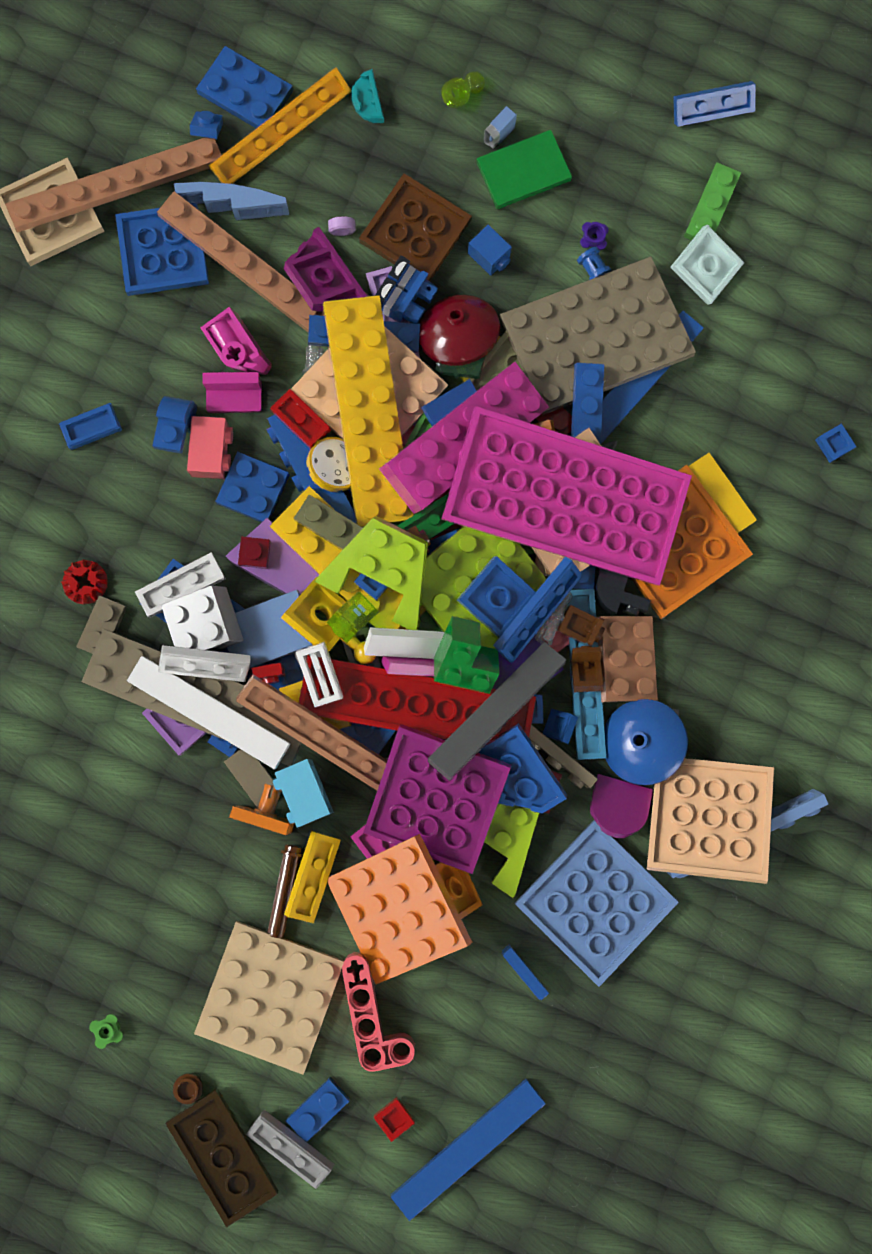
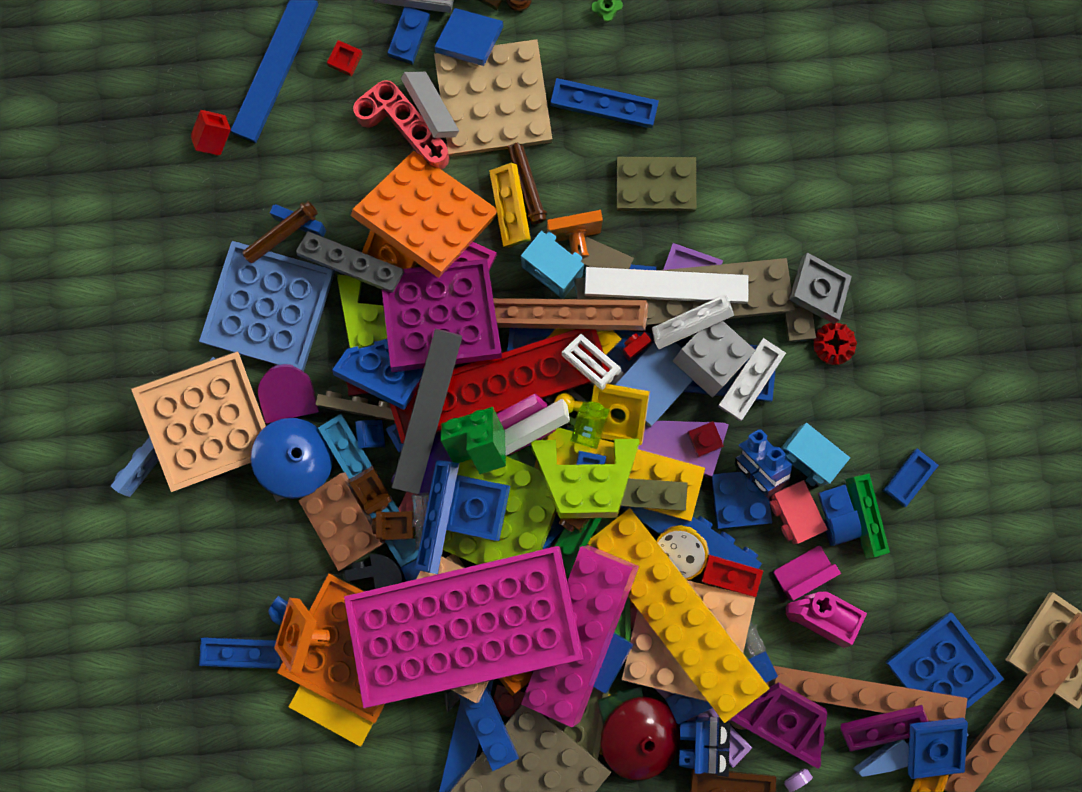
camera: 155 degrees right, 0 degrees up
(67, 637) = (820, 288): none -> plate
(145, 420) = (864, 501): none -> green plate
(161, 823) = (656, 183): none -> olive plate
(165, 487) = (814, 455): none -> medium azure container
(165, 931) = (604, 103): none -> blue plate
(207, 185) = (937, 748): none -> blue tile
(214, 502) = (764, 464): none -> blue hips
(241, 226) = (882, 728): none -> magenta tile
(259, 1072) = (469, 37): none -> blue tile
(335, 1021) = (430, 104): none -> light grey tile
(496, 899) = (350, 262): none -> dark grey bracket
(546, 967) = (280, 232): none -> reddish brown axle
(566, 1112) = (210, 132): none -> red panel
(720, 572) = (297, 634): none -> orange tile
(721, 605) = (277, 610): none -> blue plate
(776, 590) = (239, 653): none -> blue tile

